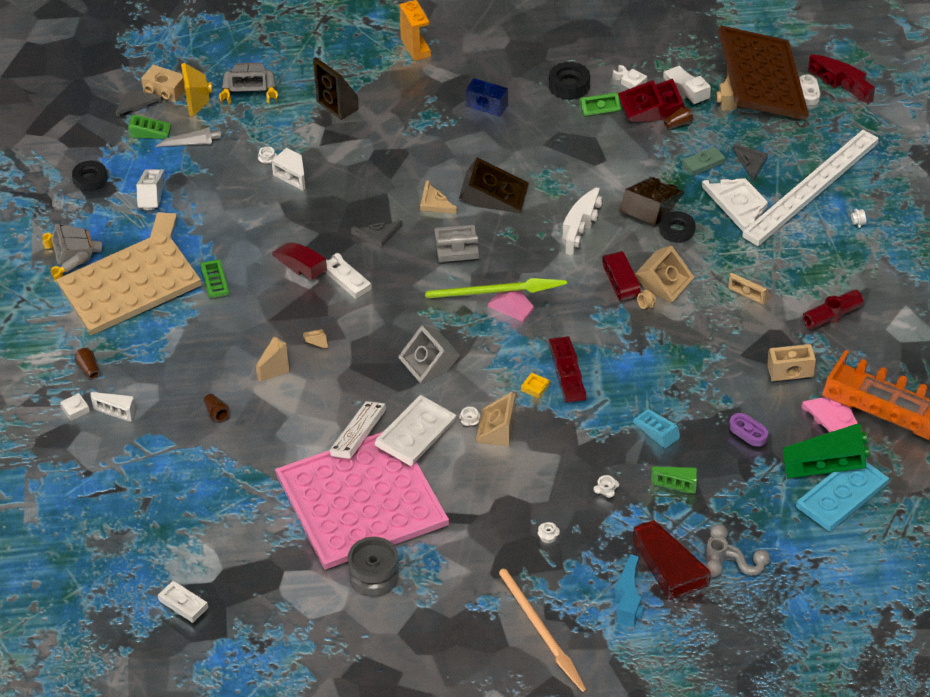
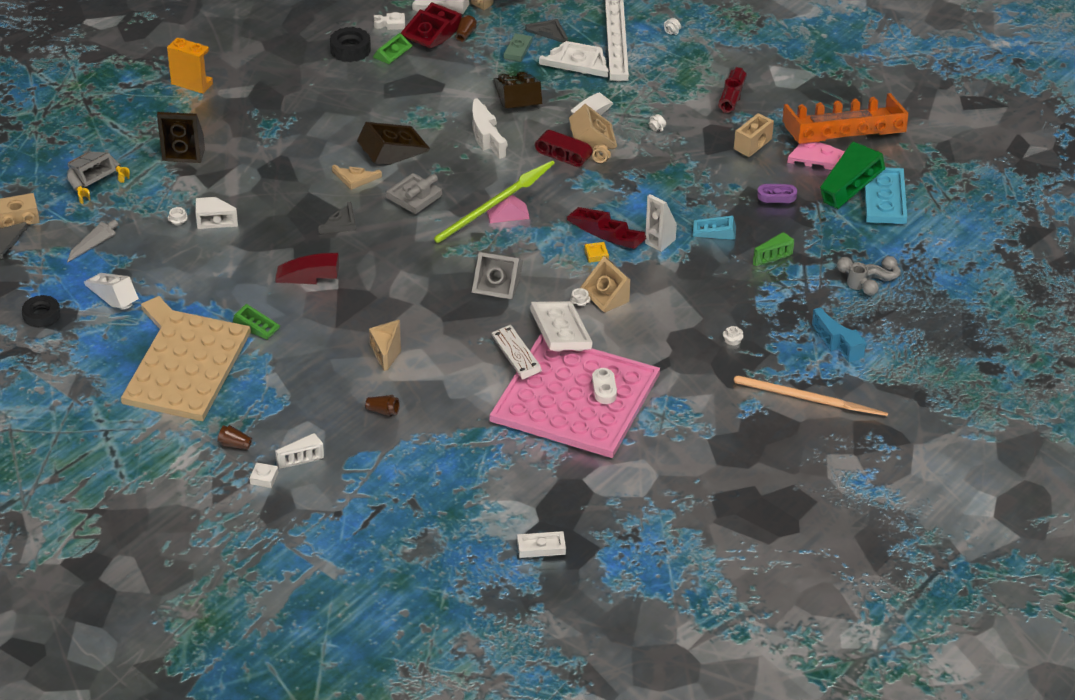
camera: 45 degrees left, 5 degrees down
(71, 248) = (105, 364): light grey torso -> none
(143, 128) = (42, 252): bright green slope -> none
(196, 89) = (51, 201): yellow slope -> none
(316, 338) = (393, 314): tan slope -> none
(347, 276) = (361, 262): white plate -> none
(373, 566) = (652, 428): dark grey wheel -> none
(387, 501) = (604, 386): none -> white plate
(486, 97) = (304, 85): clear blue brick -> none
(600, 394) = (659, 224): none -> white slope
(606, 486) = (732, 283): white plate -> none
(669, 561) = (840, 301): clear red slope -> none
(677, 218) = (557, 104): black tyre -> none
(694, 251) = (597, 102): none -> white slope
(729, 300) = (657, 123): none -> white plate
(748, 289) = (665, 108): tan slope -> none

